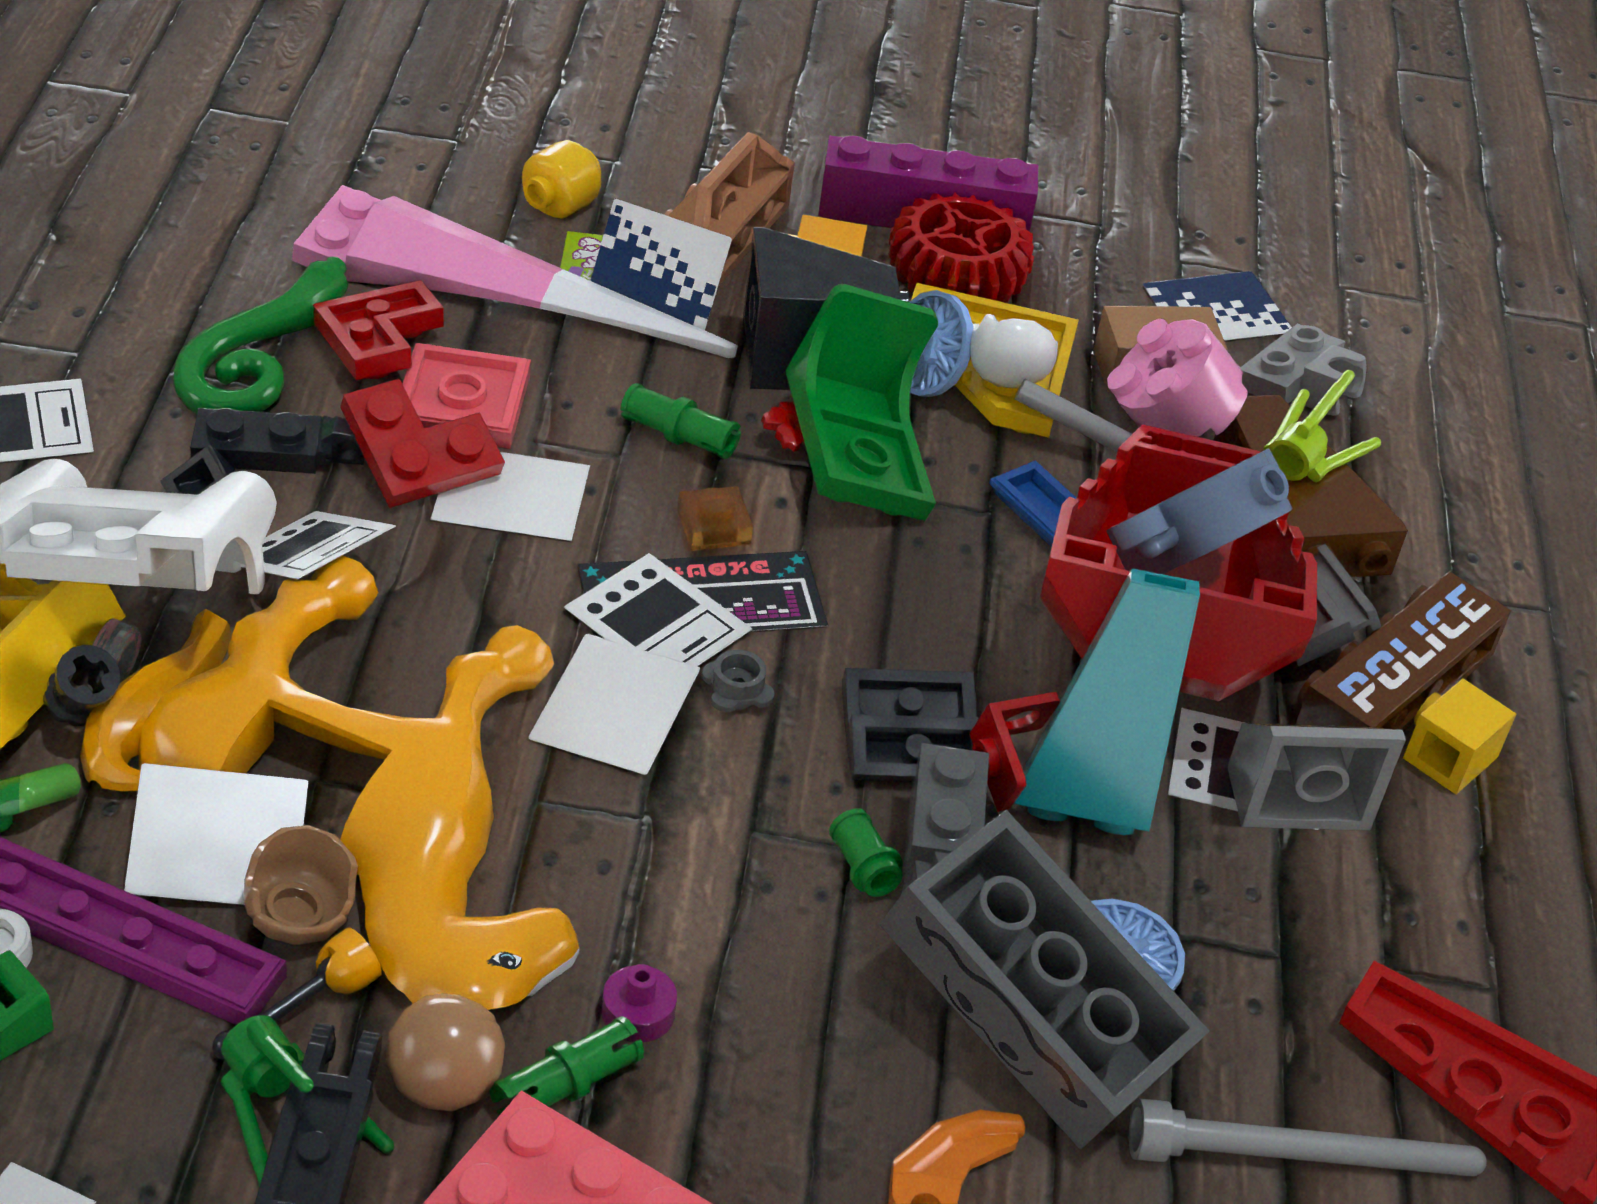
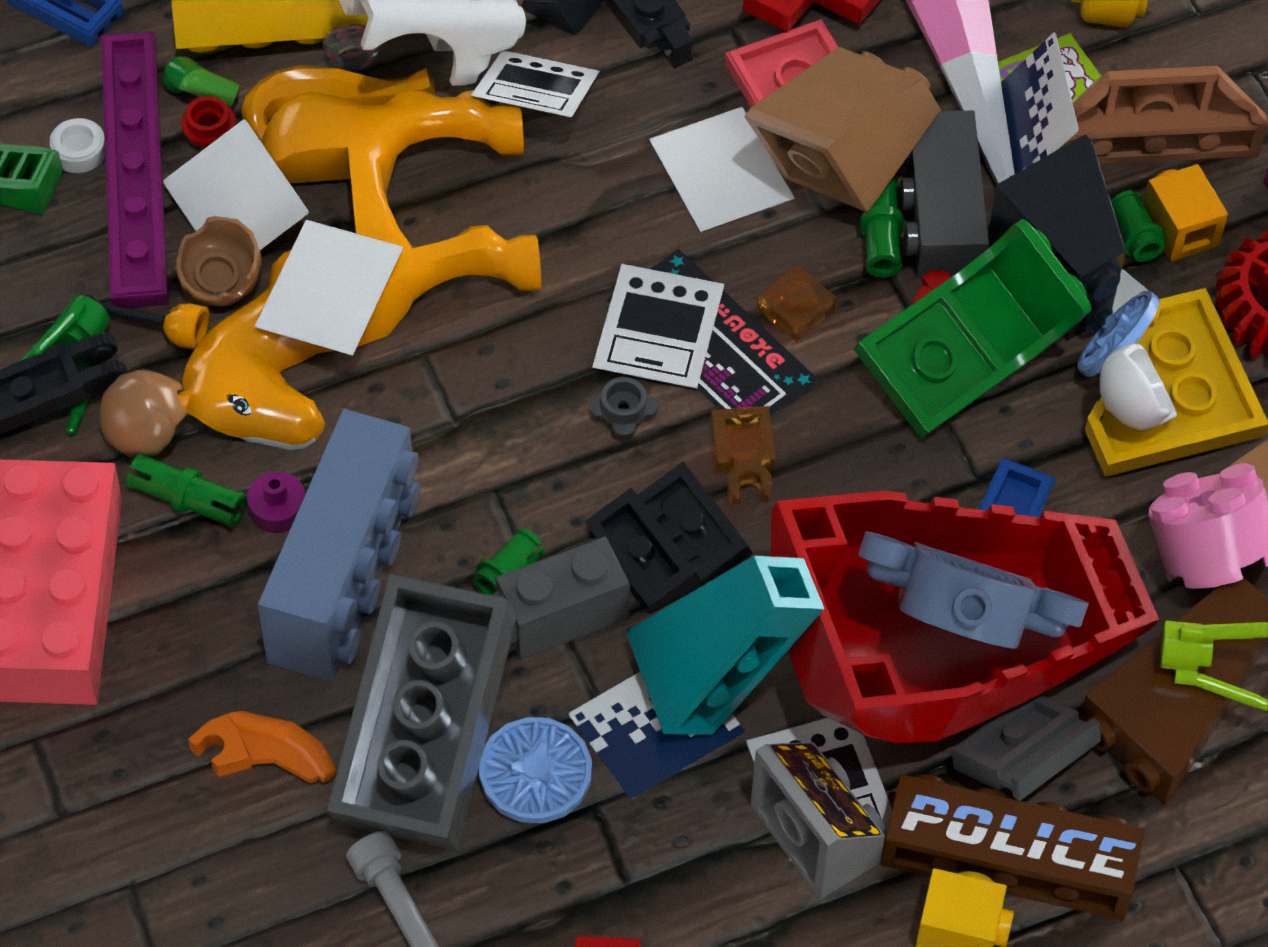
camera: 65 degrees right, 15 degrees up
(82, 666) = (285, 32): black bush -> none
(85, 814) = (203, 112): none -> red plate
(413, 459) = (684, 88): red plate -> none
(435, 802) = (329, 287): none -> white sticker
(587, 366) = (845, 125): none -> medium nougat slope
(615, 704) = (548, 345): white sticker -> none
(687, 360) = (945, 196): none -> dark grey brick
(775, 954) = (339, 546): none -> sand blue brick
(859, 622) = (745, 447): none -> clear orange plate
(992, 736) = (650, 591): red bracket -> none
(1071, 415) = (1126, 498): light grey bar -> none
(1117, 866) = (631, 741): none -> dark blue sticker

